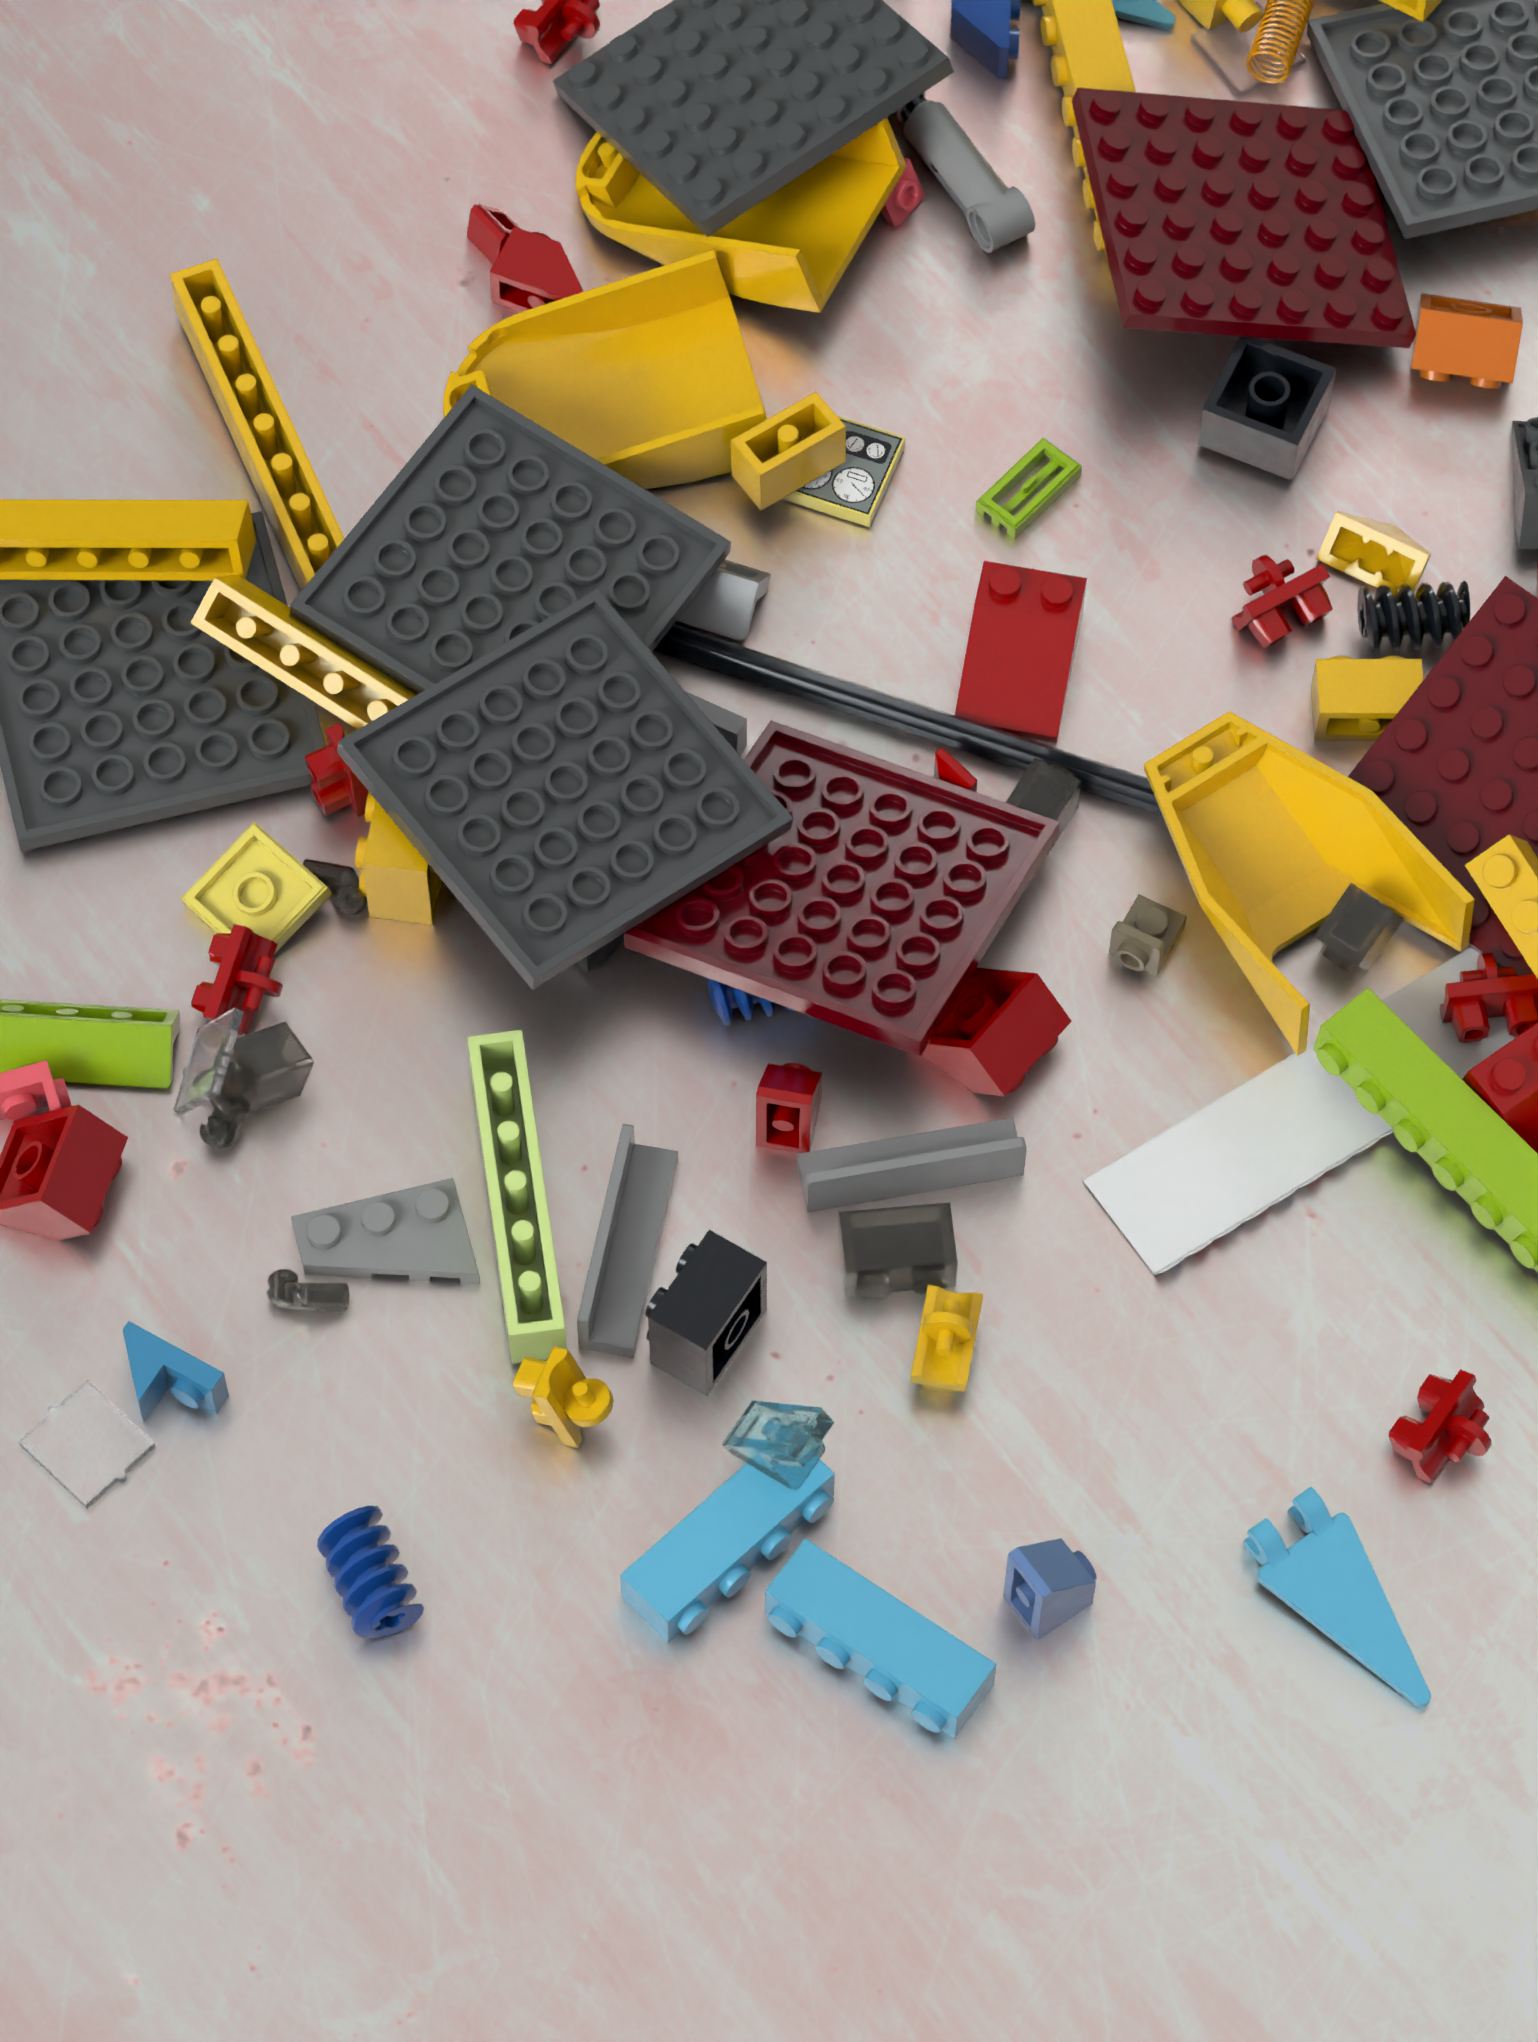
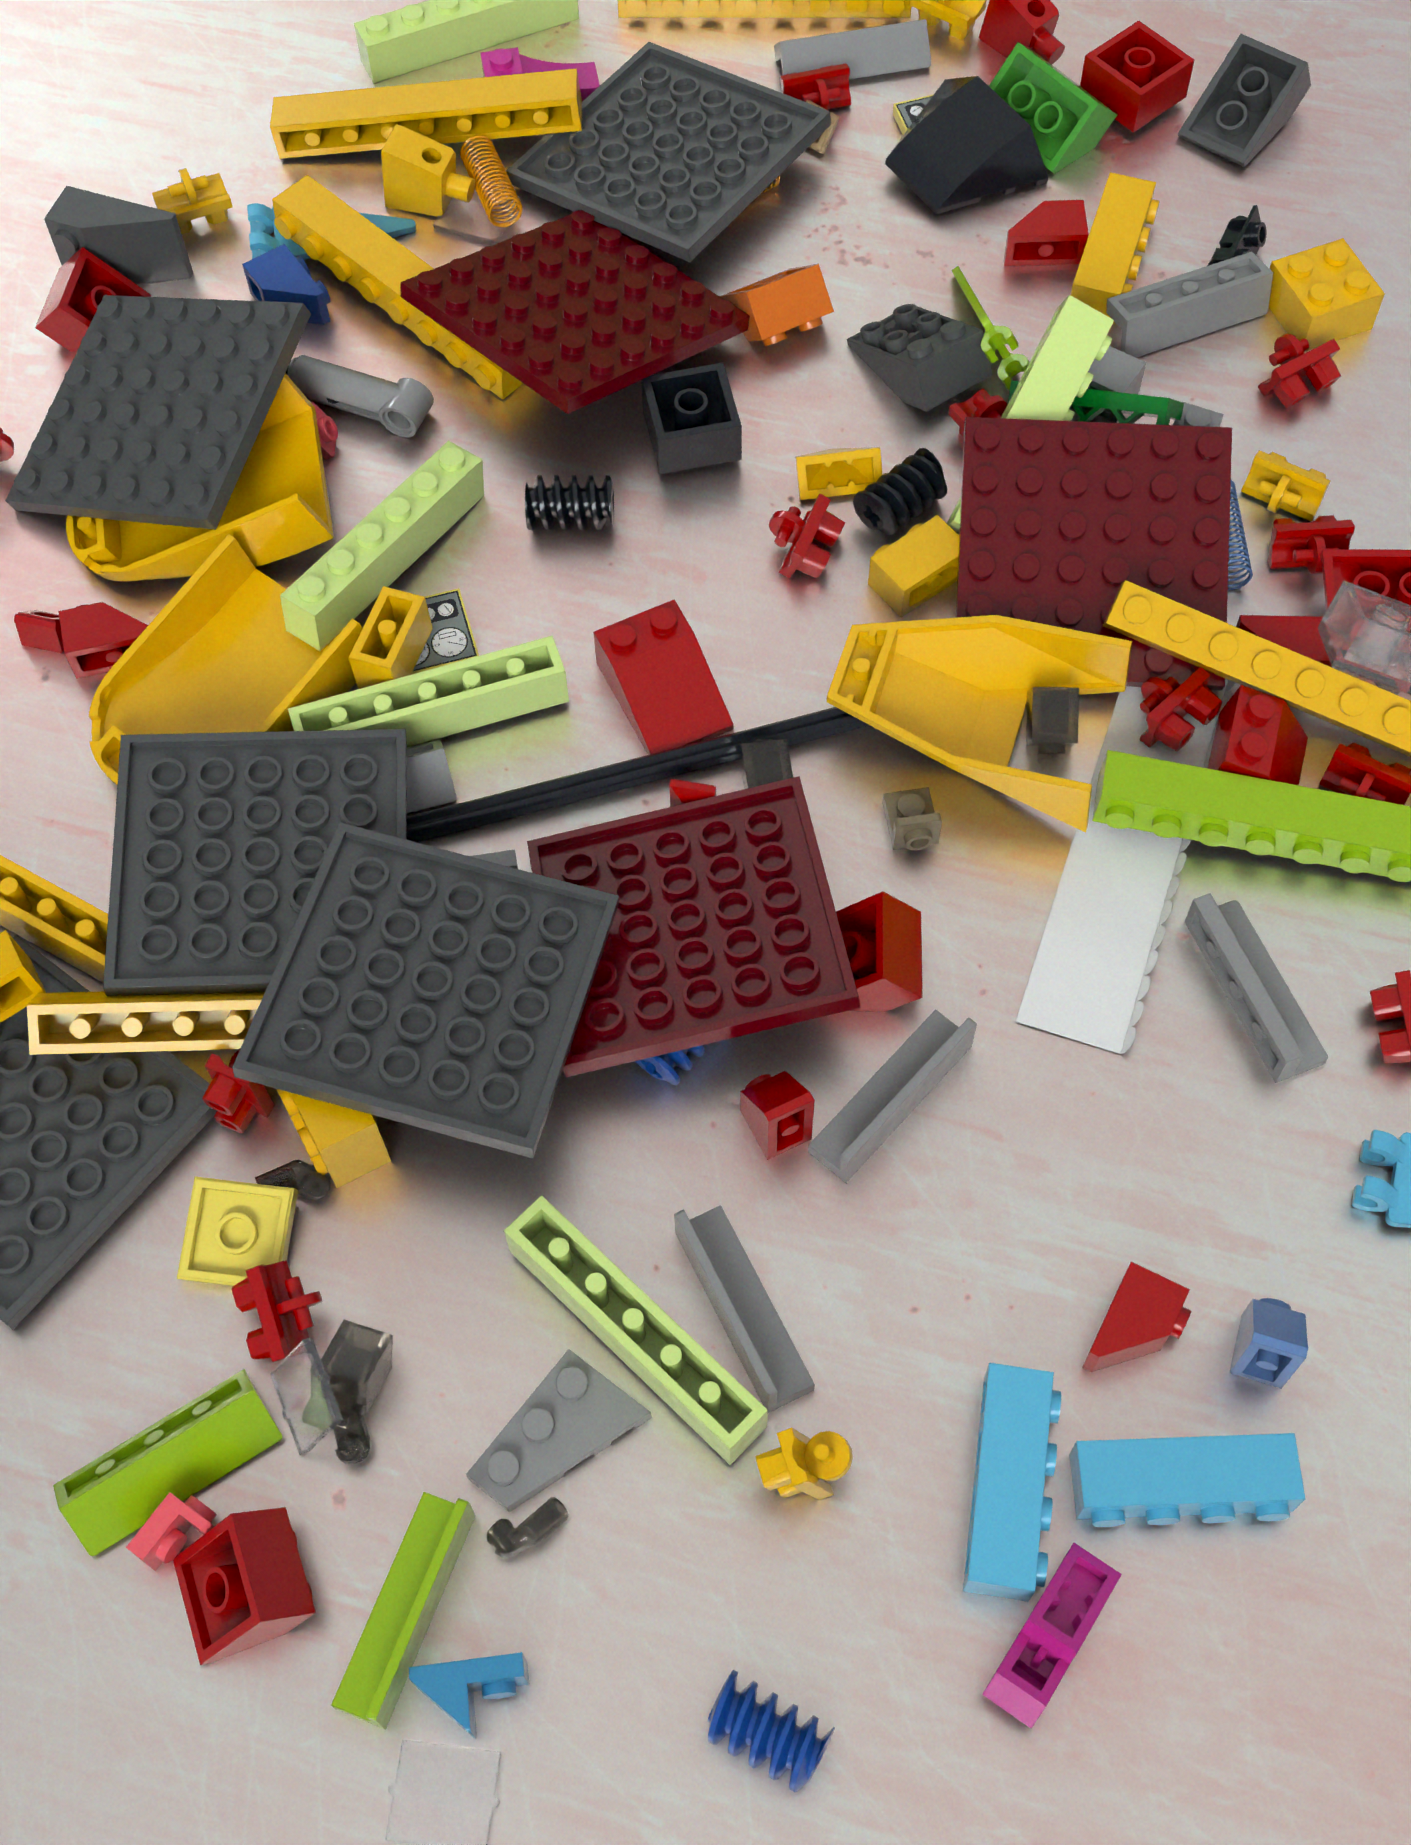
camera: 35 degrees left, 0 degrees up
(165, 1284) = (404, 1610): none -> lime panel
(658, 1669) = (1052, 1635): none -> dark pink slope
(706, 1311) = (857, 1313): black brick -> none
(780, 1440) = (1003, 1376): clear light blue slope -> none
(801, 536) = (448, 696): none -> yellowish green brick
(864, 348) = (382, 545): none -> yellowish green brick
(897, 1249) = (942, 1165): clear smoke brick -> none
(946, 1339) = (1036, 1206): yellow hips -> none
(951, 1491) = (1139, 1319): none -> red slope
(1049, 494) = (567, 598): lime tile -> none
(1075, 420) = (569, 503): none -> black piece
(1333, 1301) = (1254, 988): none -> light grey panel

